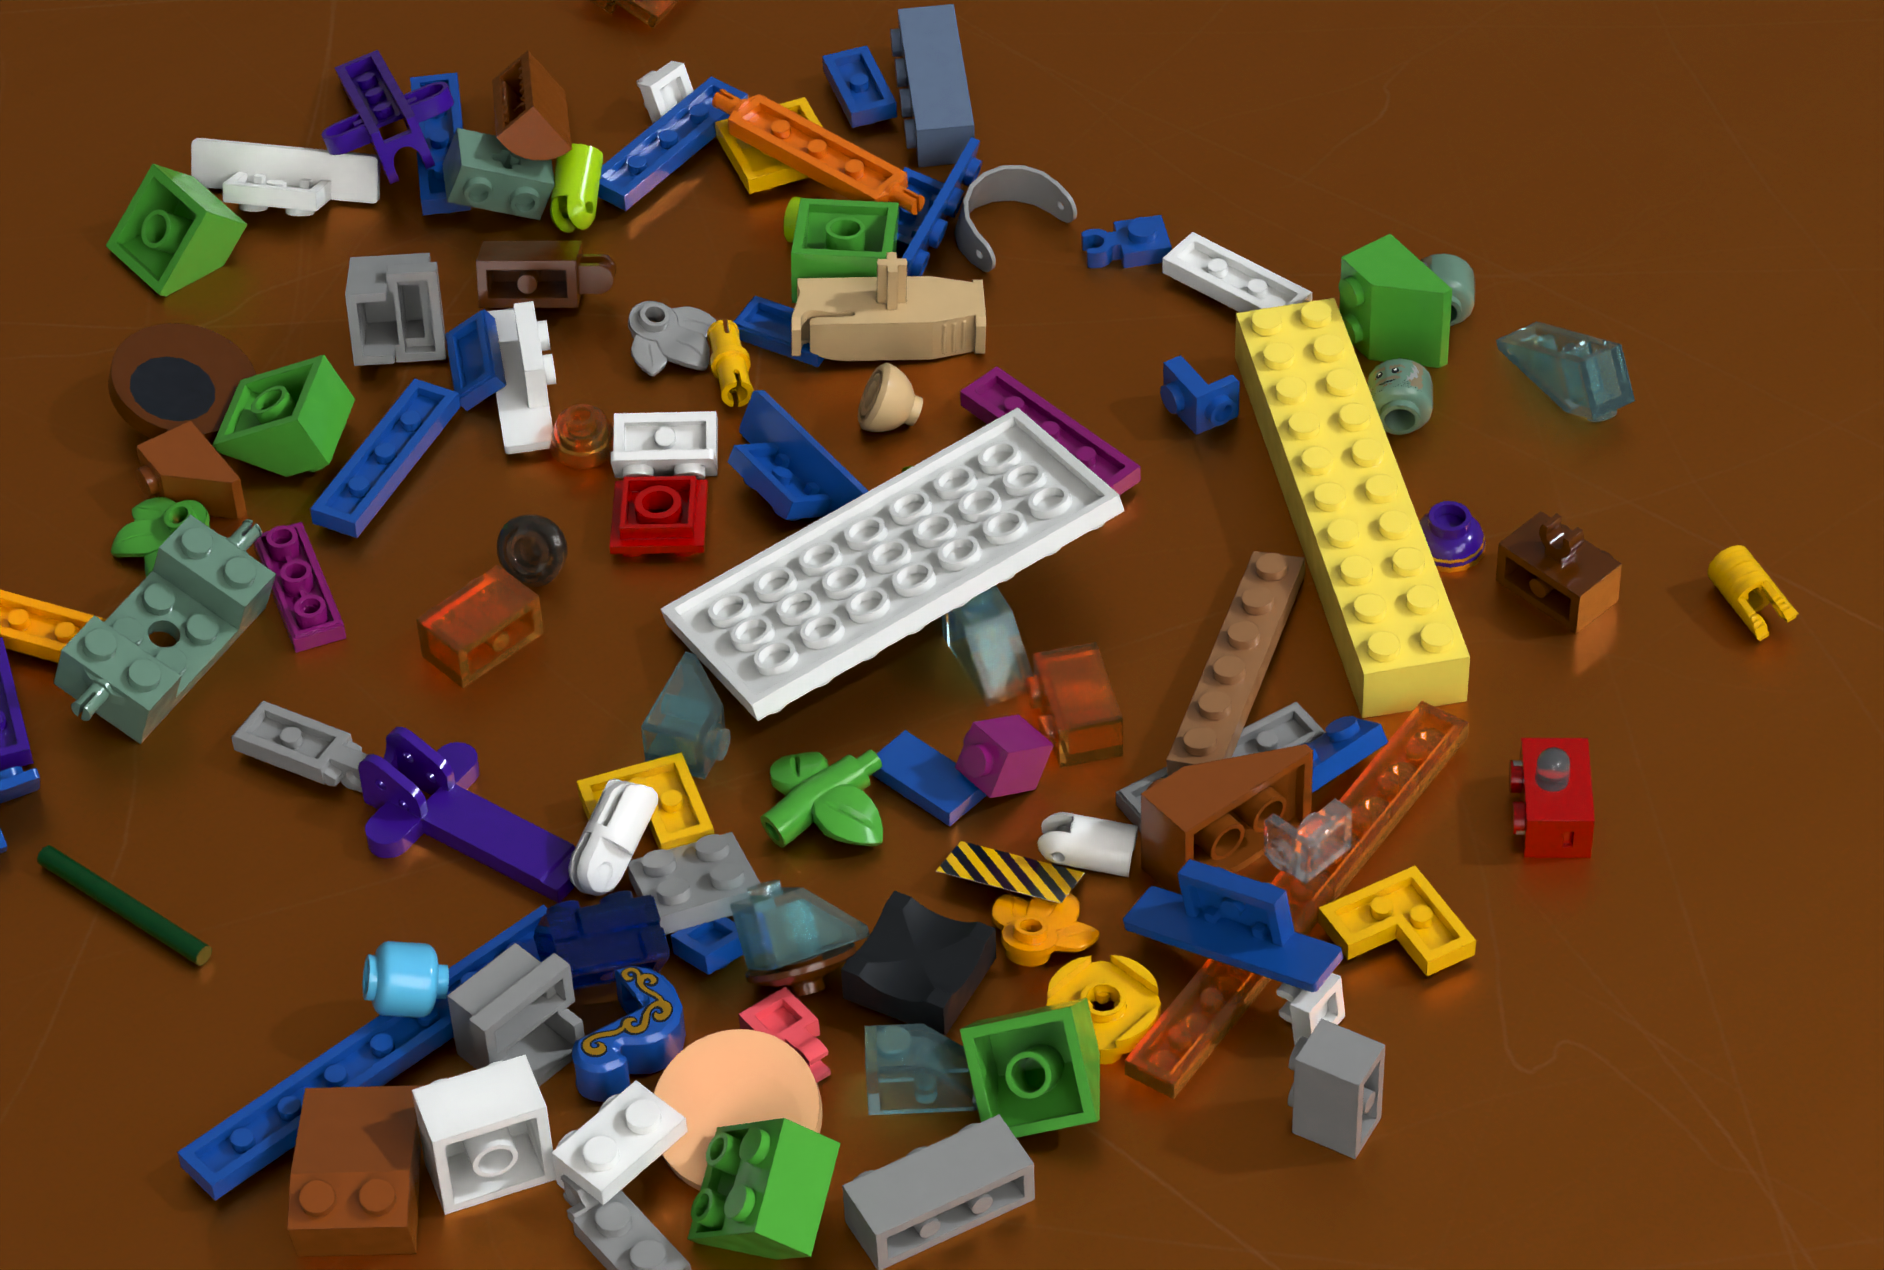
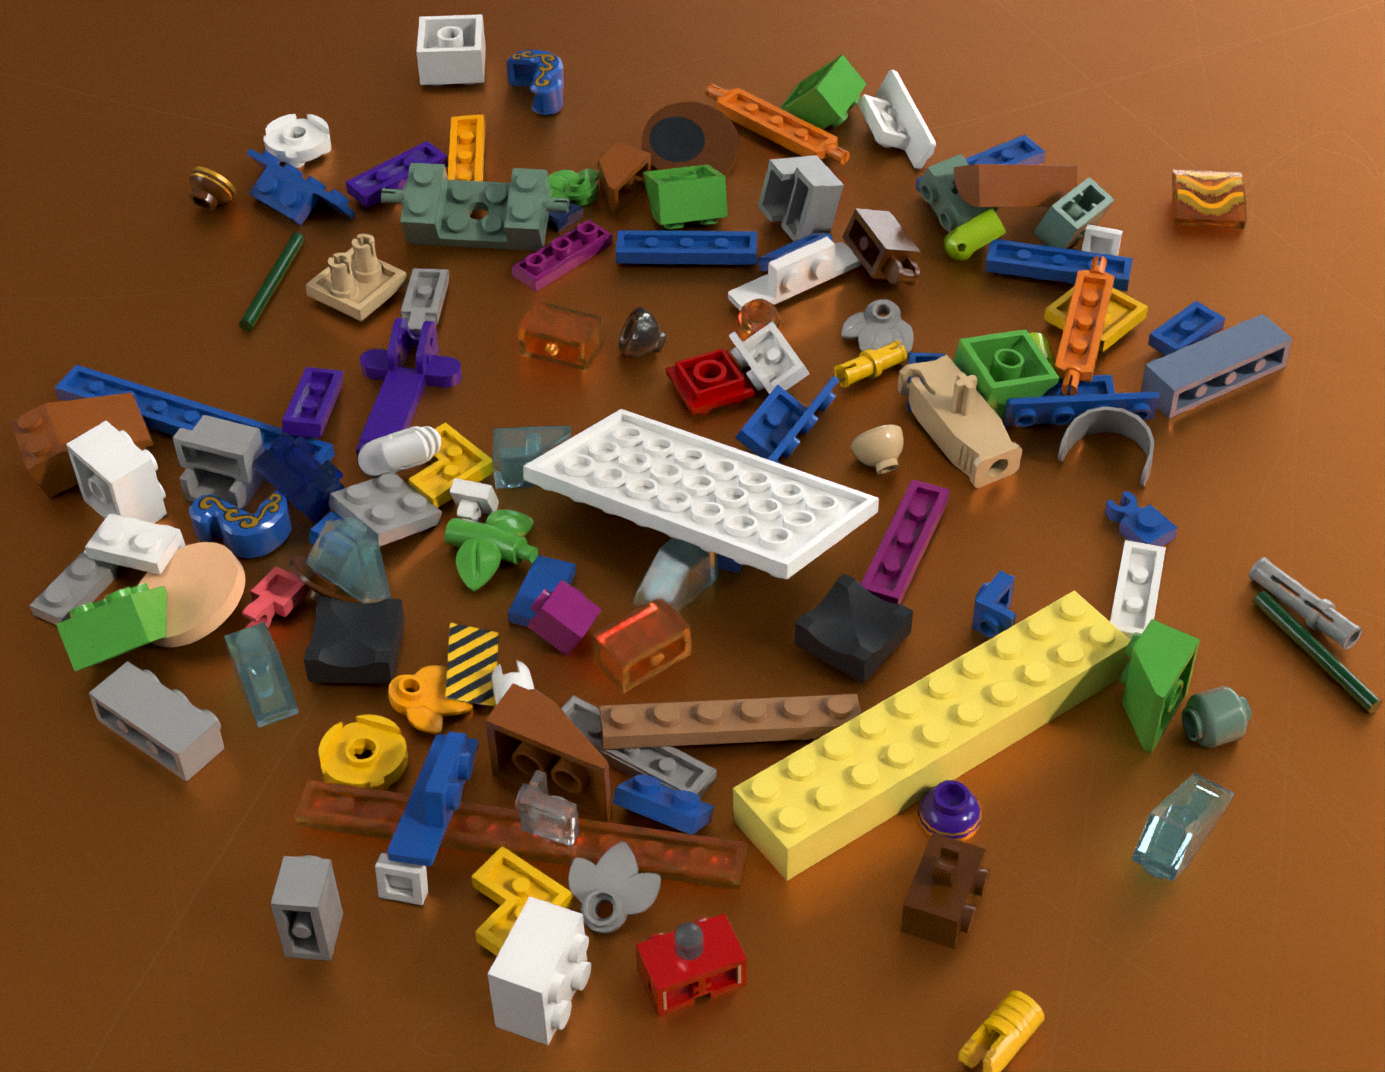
camera: 65 degrees right, 0 degrees up
(195, 292) = (777, 124): none -> orange plate
(209, 804) = (356, 280): none -> tan plate
(379, 103) = (950, 135): dark purple piece -> none
(404, 979) = (226, 396): medium azure head -> none
(449, 902) = (312, 402): none -> dark purple plate
(609, 91) = (1072, 213): none -> sand green brick
(739, 794) = (473, 499): none -> white tile
(1036, 1067) = (276, 728): bright green slope -> none
(1168, 520) = (853, 629): none -> black brick
(1343, 162) = (1340, 629): none -> light grey pin
(1387, 188) = (1317, 652): none -> dark green bar
(1401, 395) = (1072, 725): sand green head -> none
(1420, 826) = (612, 881): none -> light grey plate
(1524, 908) = (539, 971): none -> white brick

